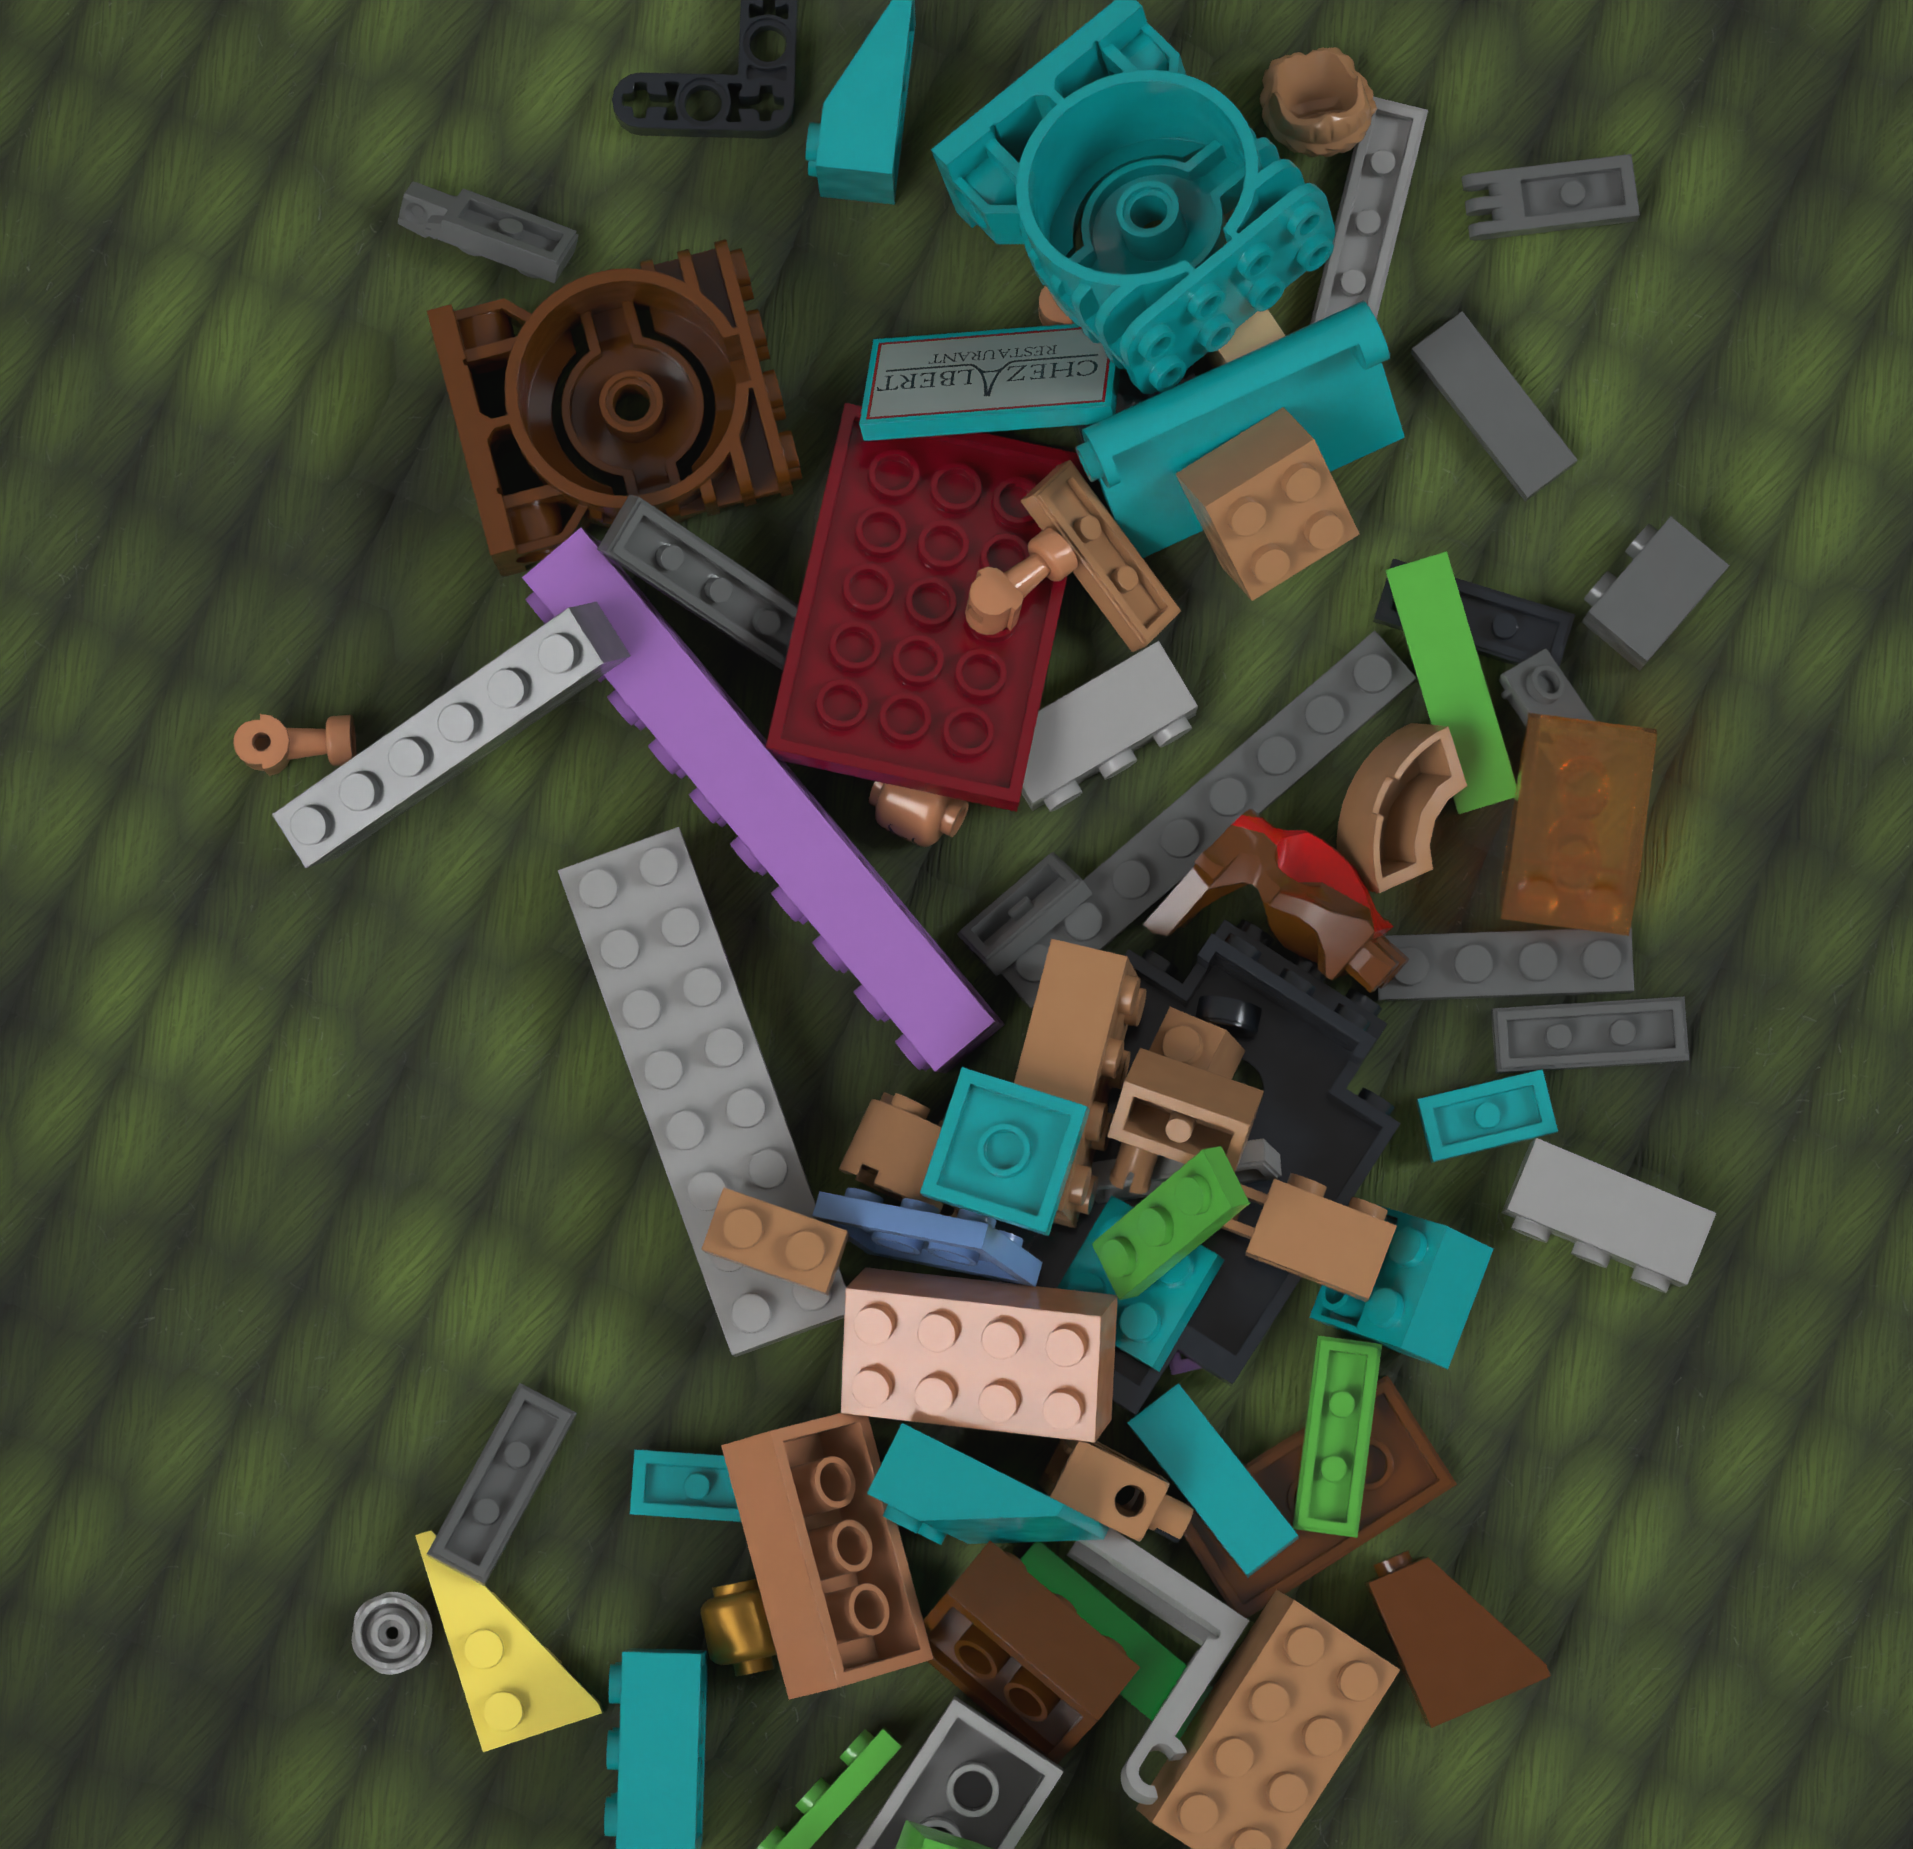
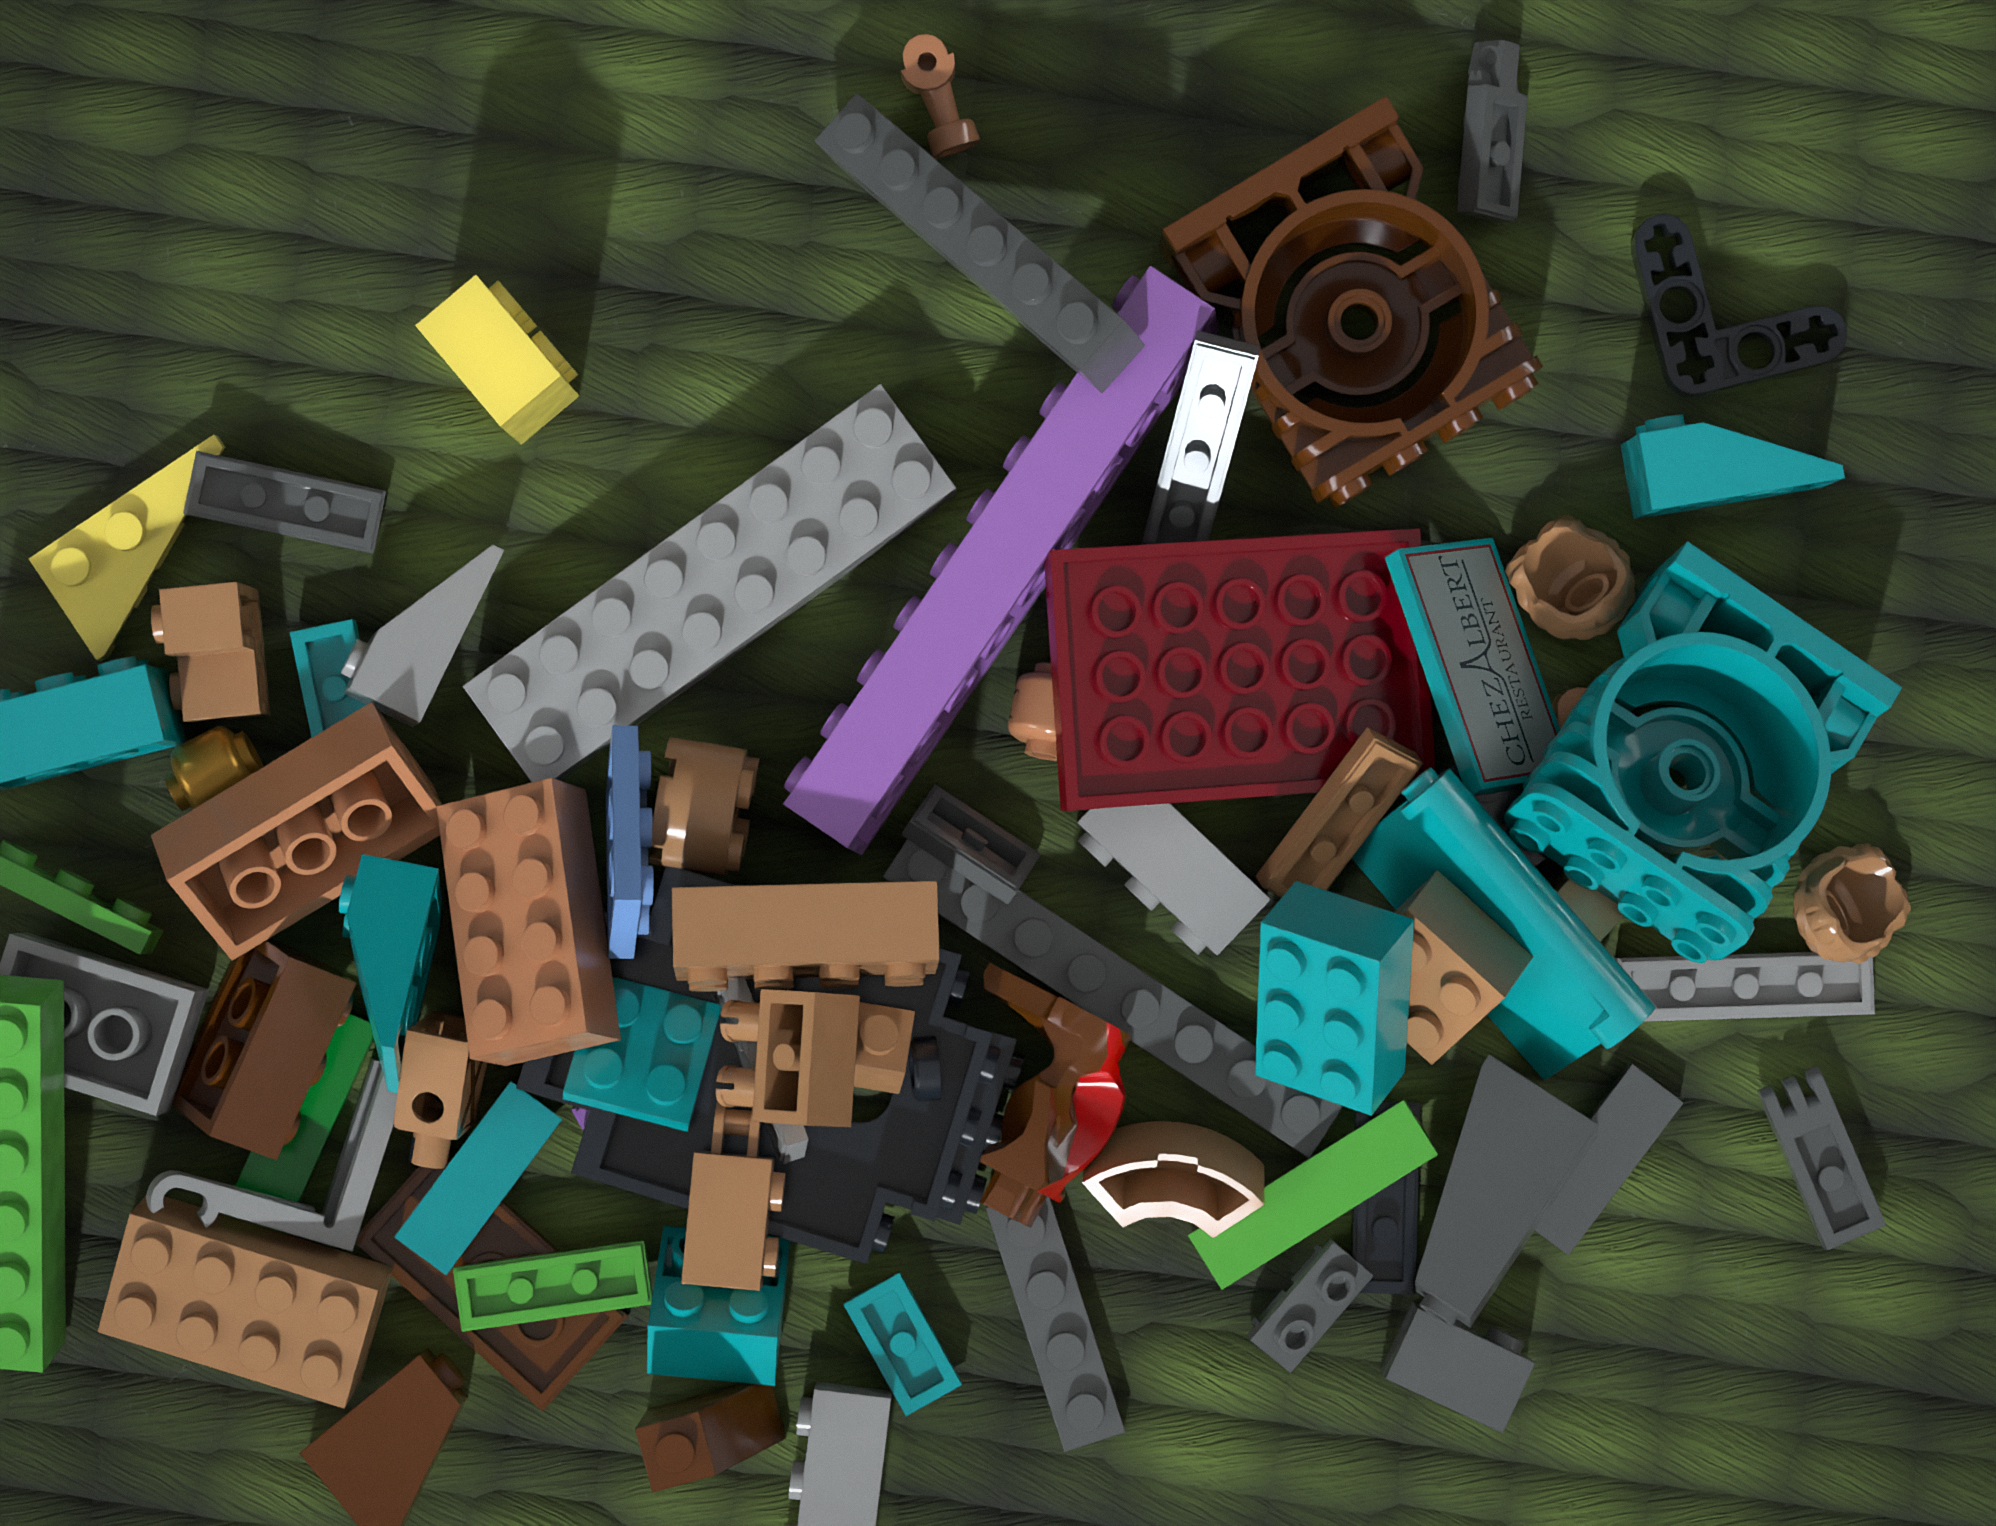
camera: 65 degrees right, 5 degrees up
(371, 1638) = (95, 436): light grey plate -> none
(425, 1225) = (489, 348): none -> light yellow brick
(630, 1589) = (217, 648): none -> medium nougat brick
(684, 1395) = (413, 650): none -> light grey slope
(775, 1241) = (575, 697): medium nougat brick -> none
(935, 273) = (1572, 580): none -> medium nougat hair
(998, 595) = (1266, 733): nougat leg -> none
(1005, 1151) = (712, 896): teal plate -> none
(1170, 1222) = (697, 1073): bright green plate -> none
(1268, 603) = (1333, 997): none -> teal brick
(1488, 497) = (1501, 1182): none -> dark grey slope
(1521, 1322) = (708, 1433): none -> reddish brown slope
(1578, 824) = (1205, 1356): clear orange slope -> none
(1589, 1035) = (1010, 1420): dark grey tile -> none

